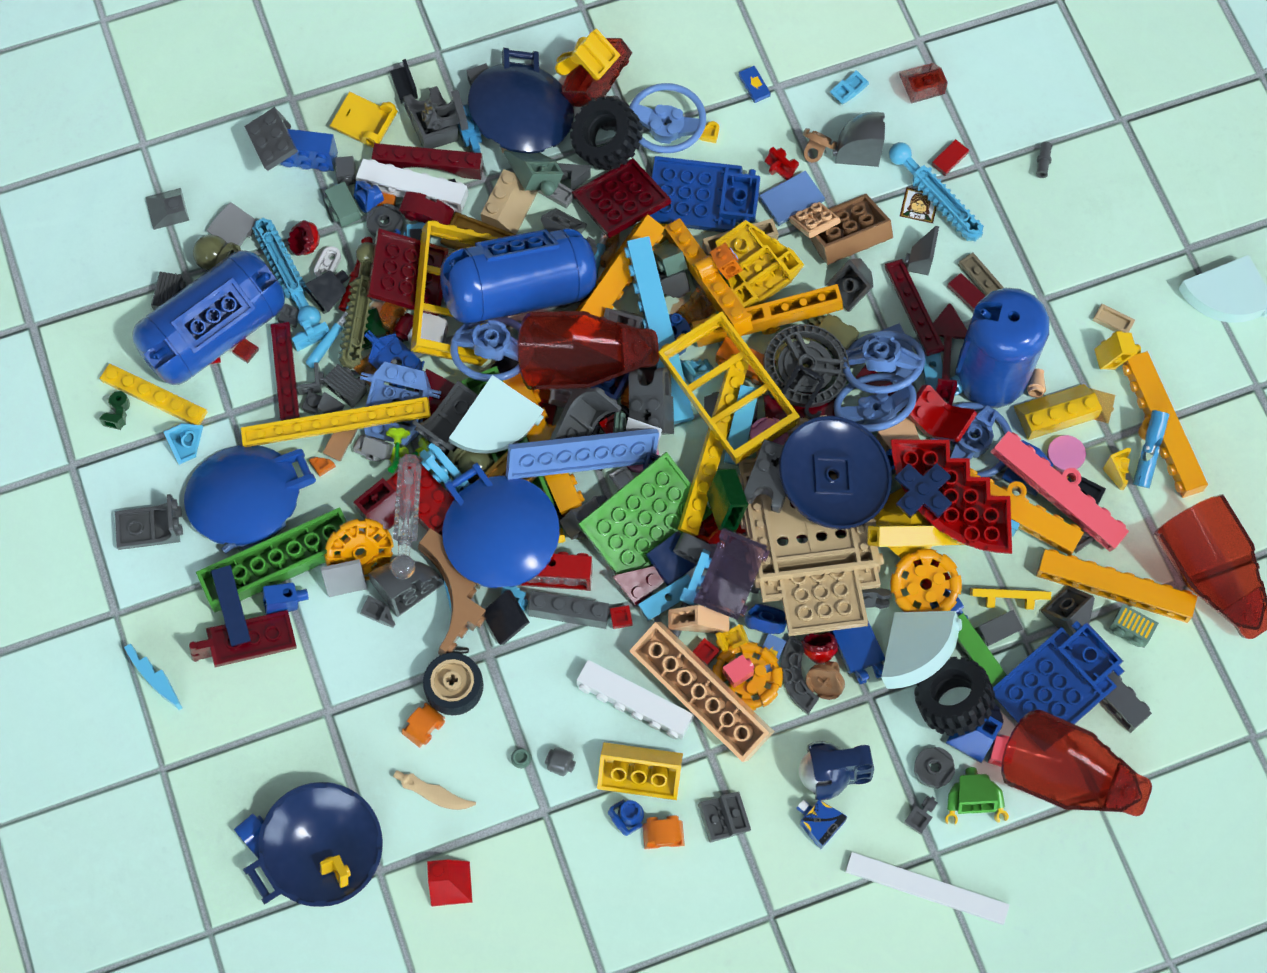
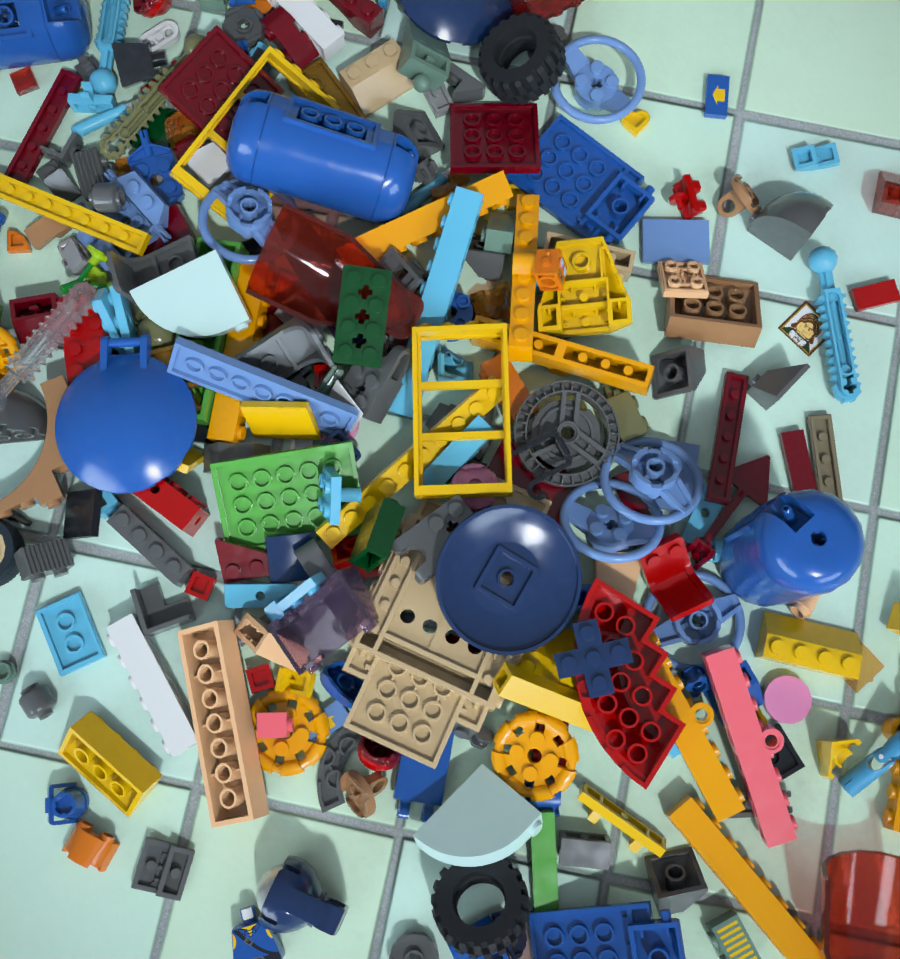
camera: 30 degrees right, 10 degrees up
(378, 390) = (107, 197): none -> dark grey head
(501, 662) = (44, 559): none -> dark grey brick
(550, 705) = (71, 633): none -> medium azure tile
(604, 470) = (280, 419): none -> yellow tile
(608, 654) = (155, 615): none -> dark grey panel
(629, 349) = (351, 304): none -> dark green brick
(679, 493) = (333, 495): none -> medium azure plate
(999, 474) = (695, 680): none -> blue brick

